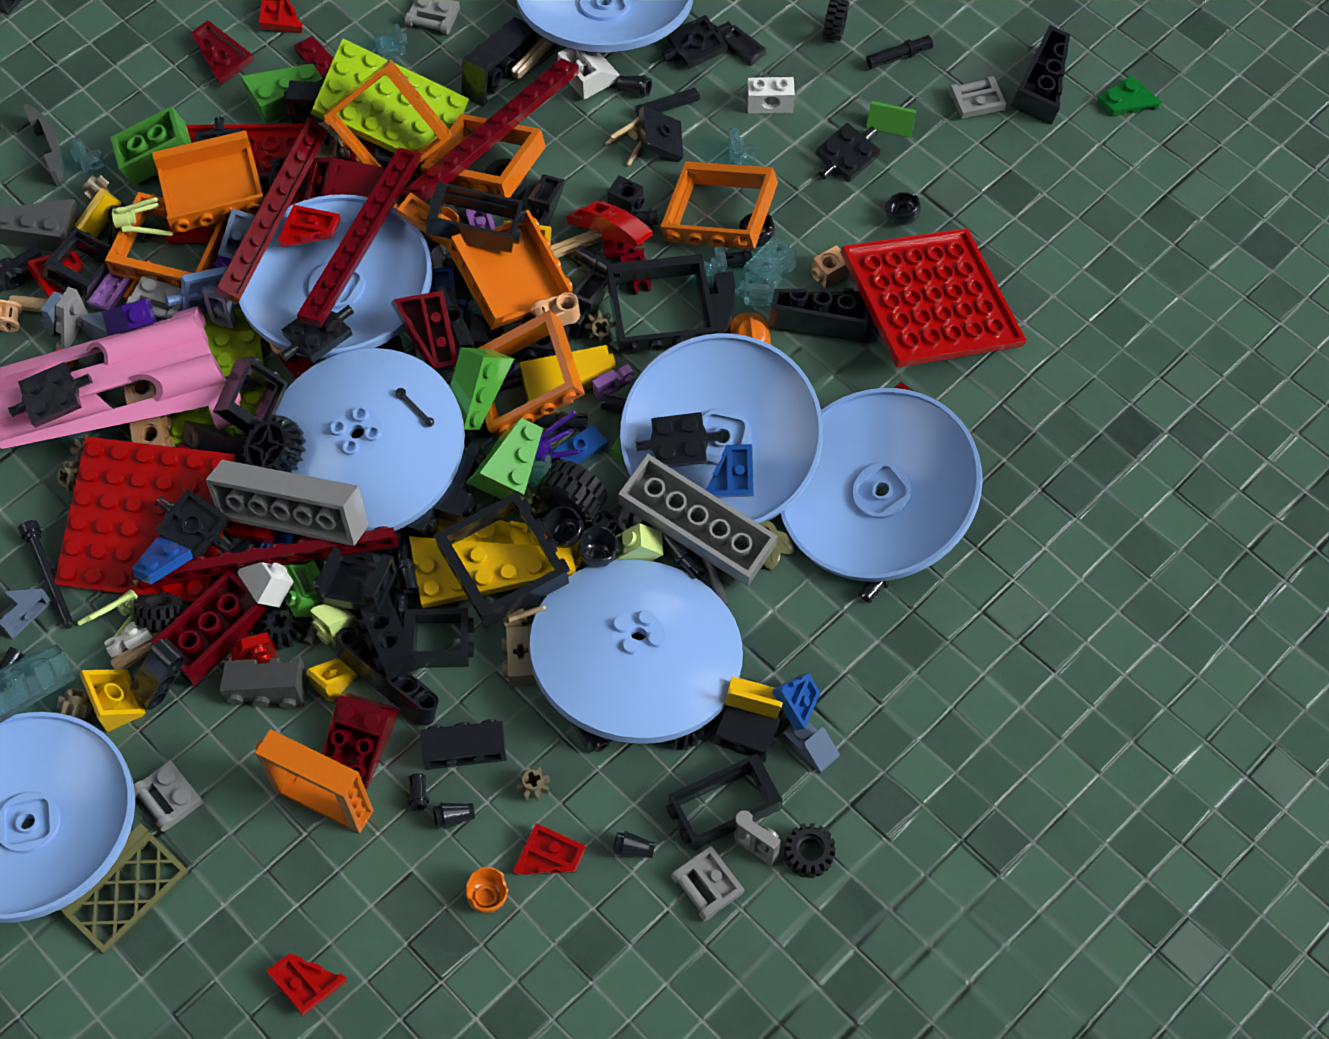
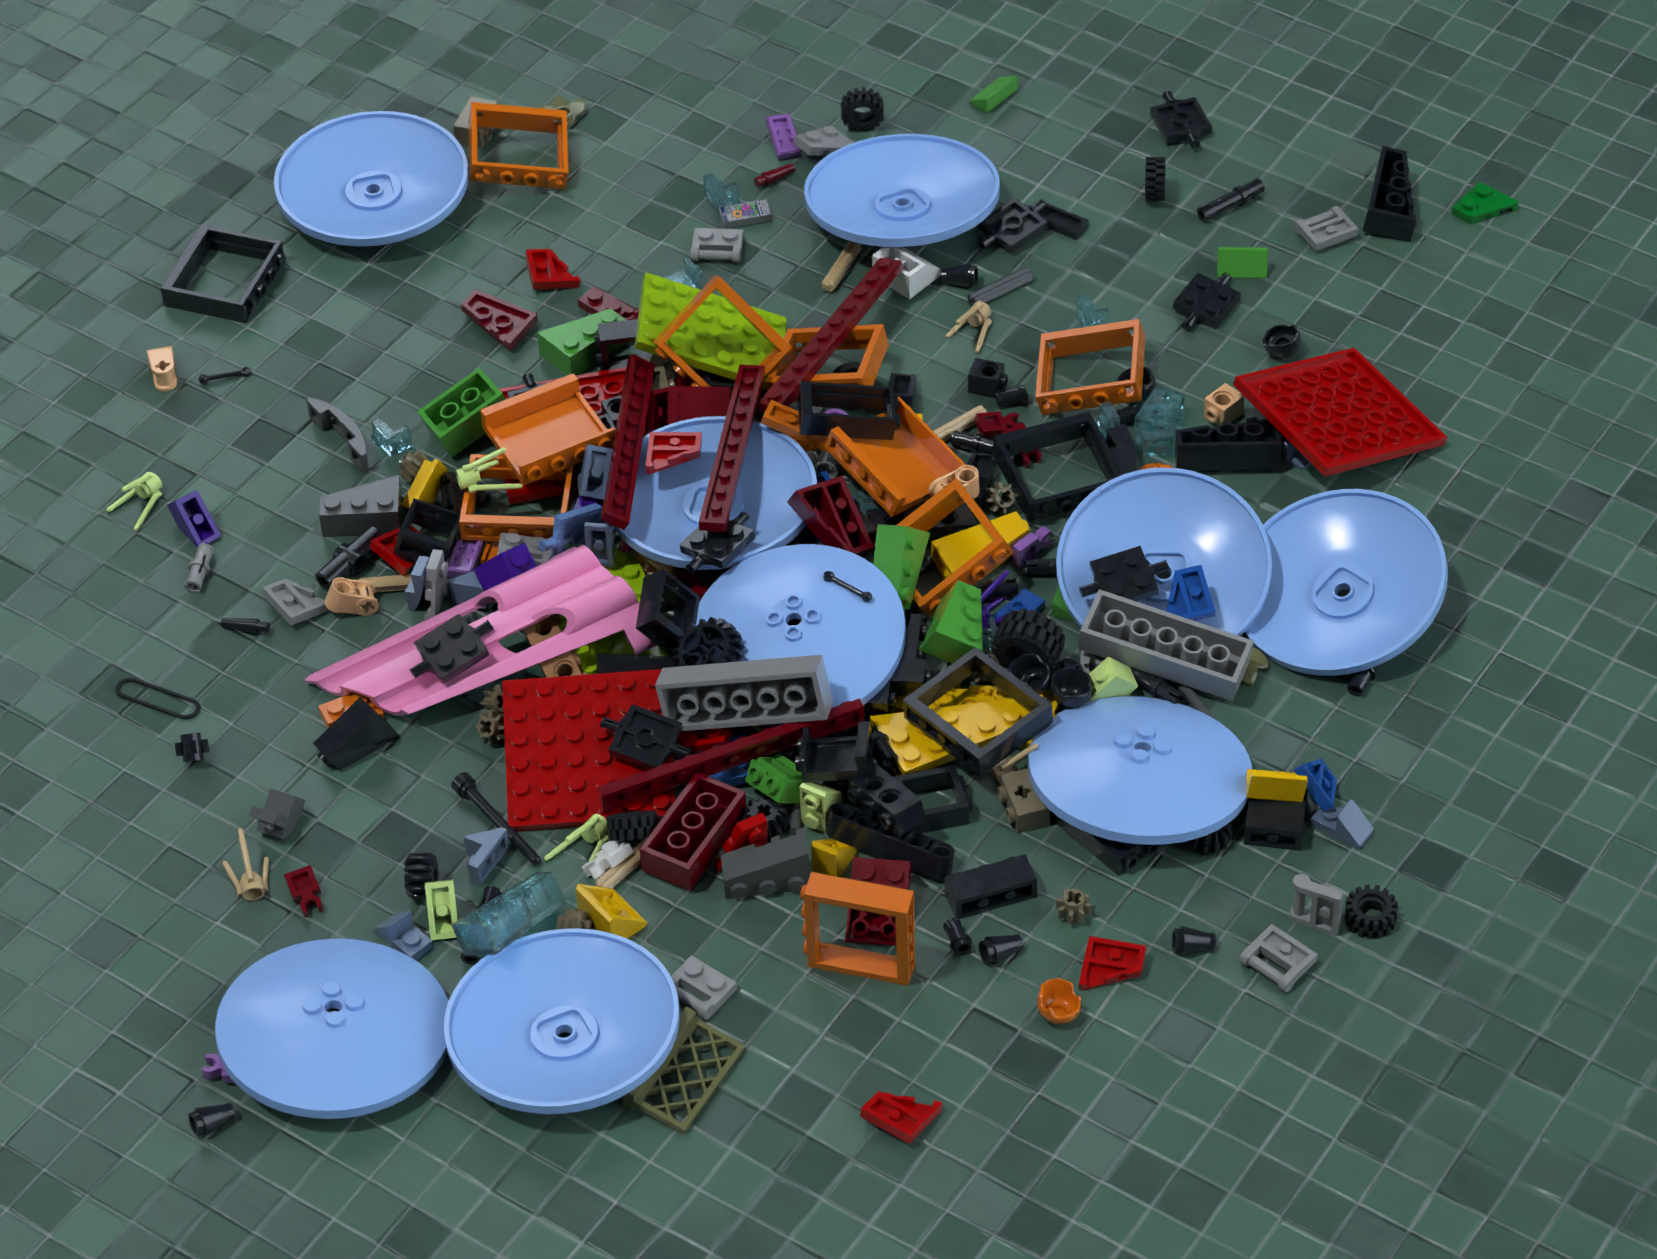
camera: 10 degrees left, 15 degrees down
(157, 673) = (656, 875): black beam -> none
(160, 559) = (627, 771): blue wing -> none
(266, 582) = (742, 772): white slope -> none
(494, 60) = (803, 275): black wedge -> none
(612, 222) = (985, 399): red slope -> none
(661, 134) = (1005, 314): black plate -> none
(749, 765) = (1288, 851): black window -> none
(770, 95) = (1108, 260): white brick -> none

